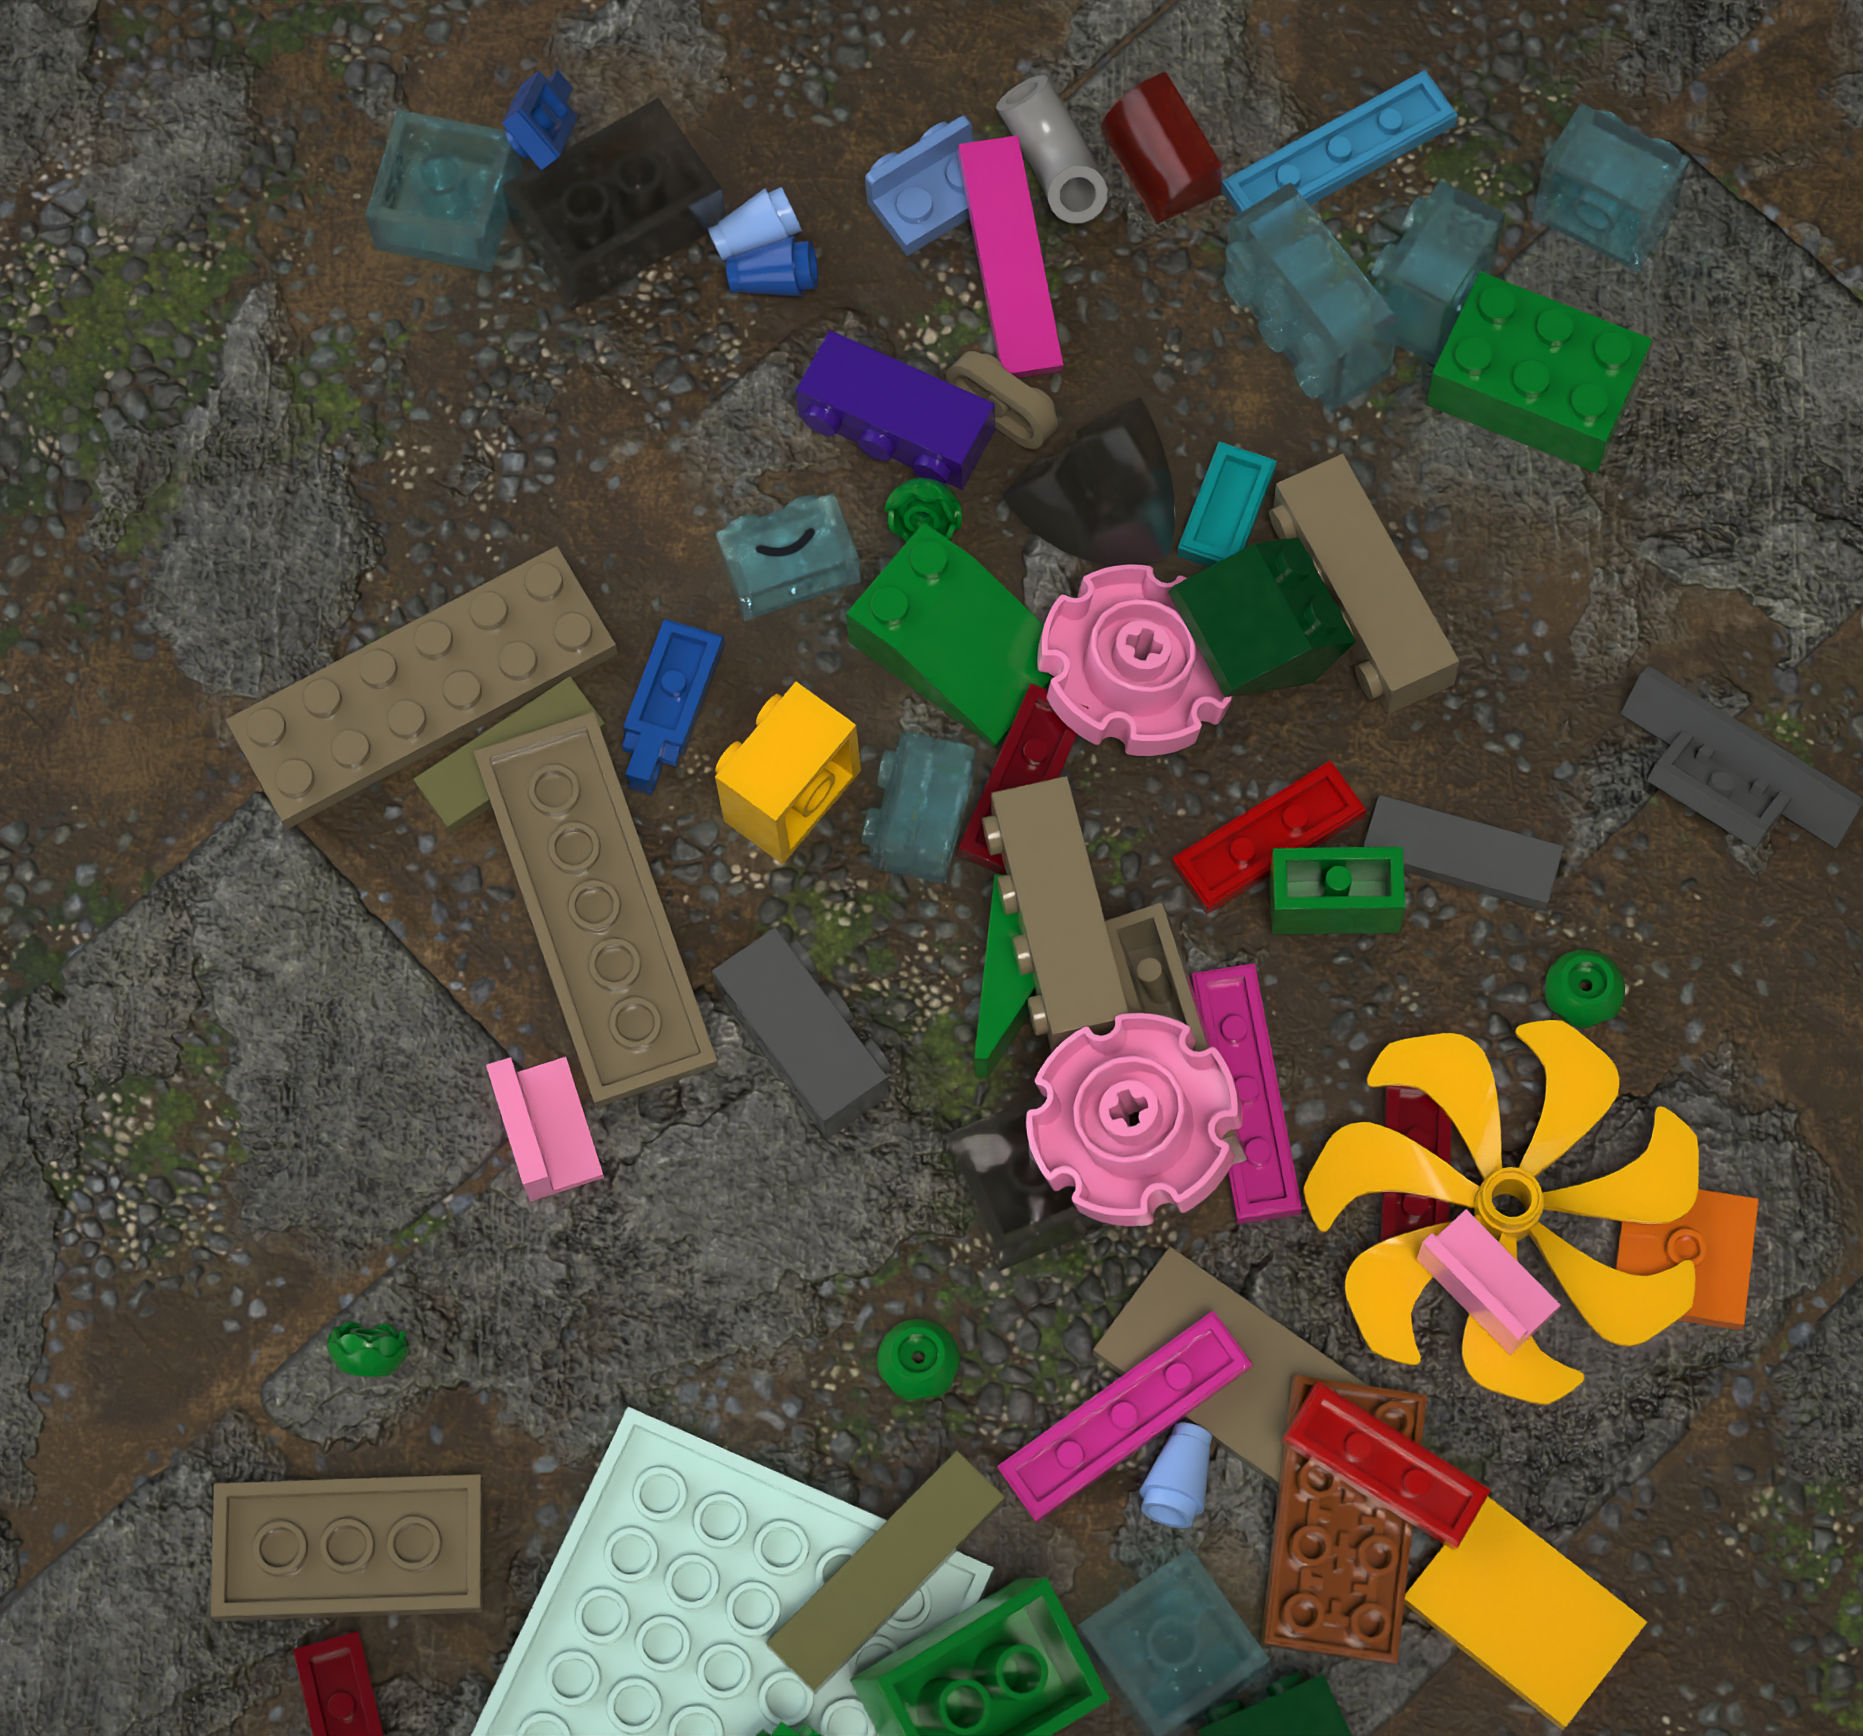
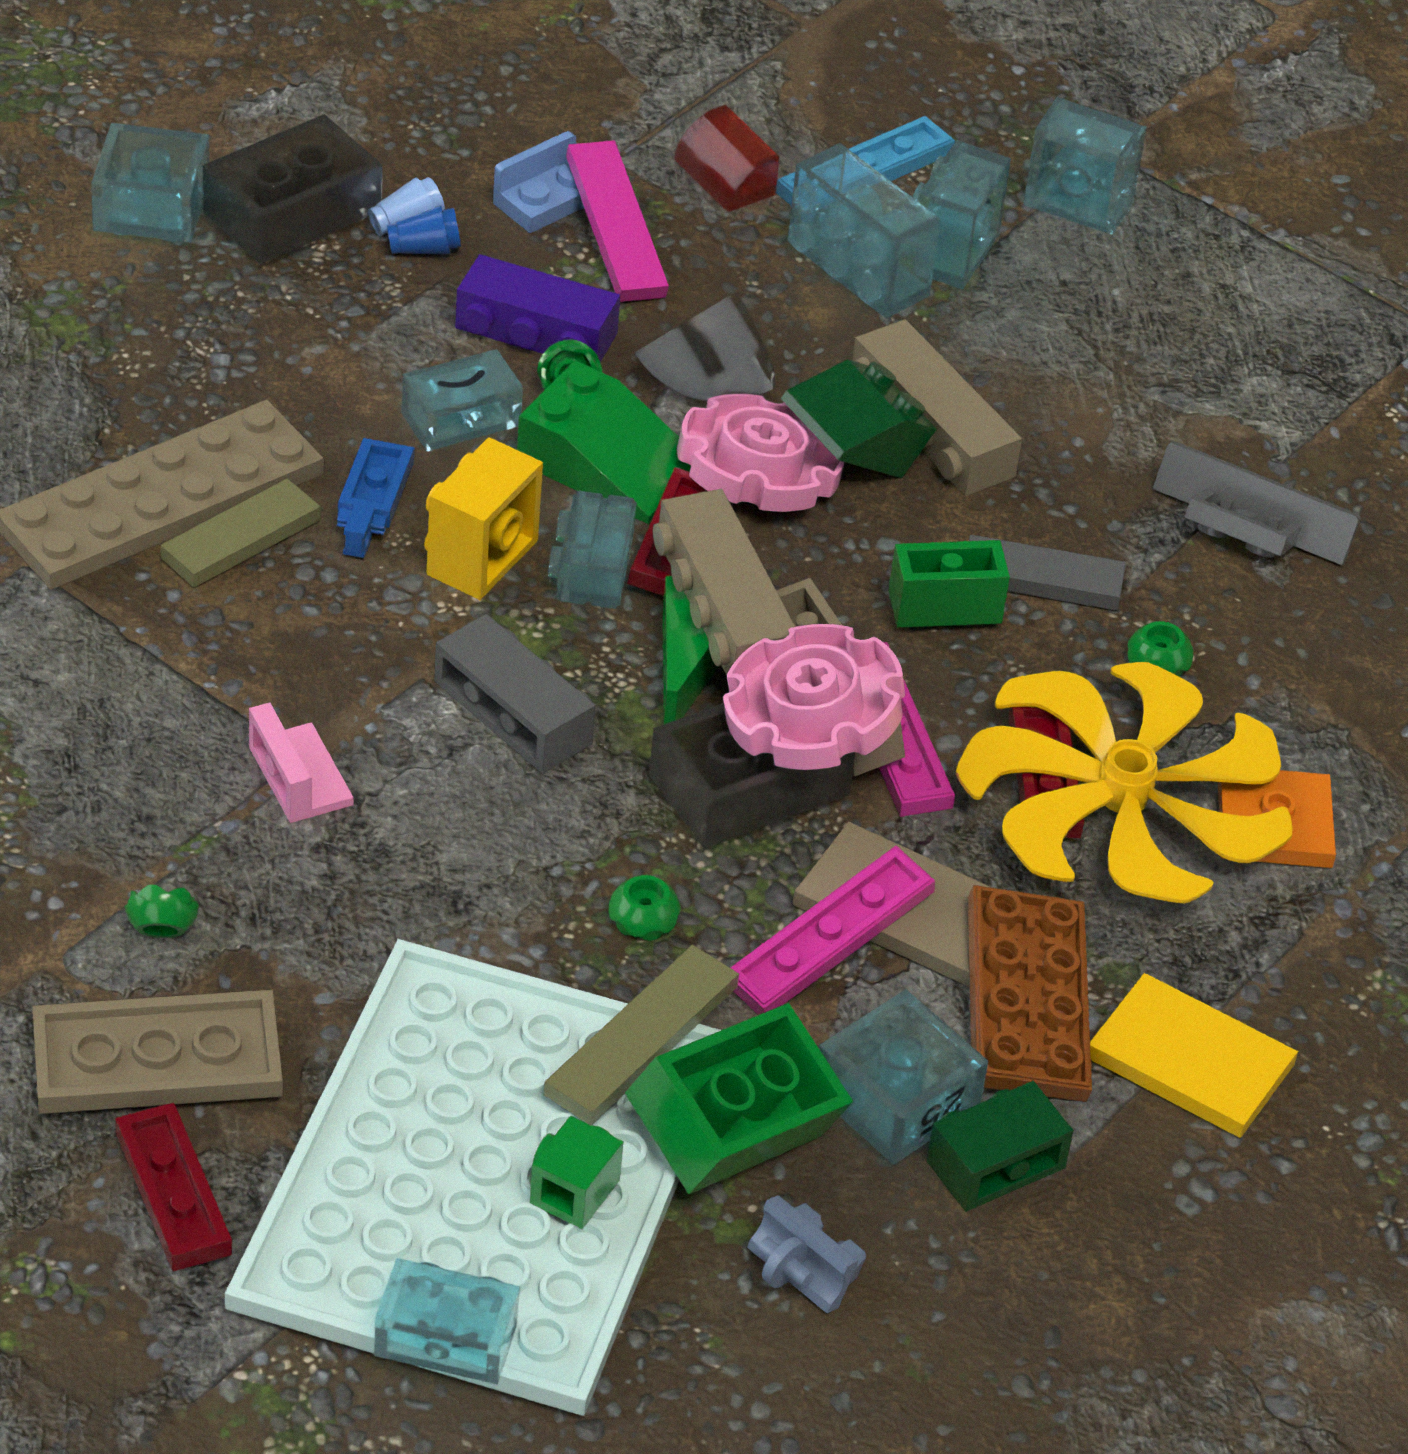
camera: 15 degrees left, 25 degrees down
(540, 118) = (225, 128): blue hinge -> none
(595, 910) = (329, 619): dark tan plate -> none
(1020, 410) = (634, 301): dark tan plate -> none
(1054, 149) = (649, 167): light grey cylinder -> none
(1178, 1478) = (881, 971): light blue cone -> none
(1226, 505) = (813, 355): teal tile -> none
(1242, 850) = (865, 576): red tile -> none
(1385, 1465) = (1060, 937): red tile -> none
(1487, 1281) = (1120, 811): bright pink panel -> none
(1538, 371) = (1048, 279): green brick -> none

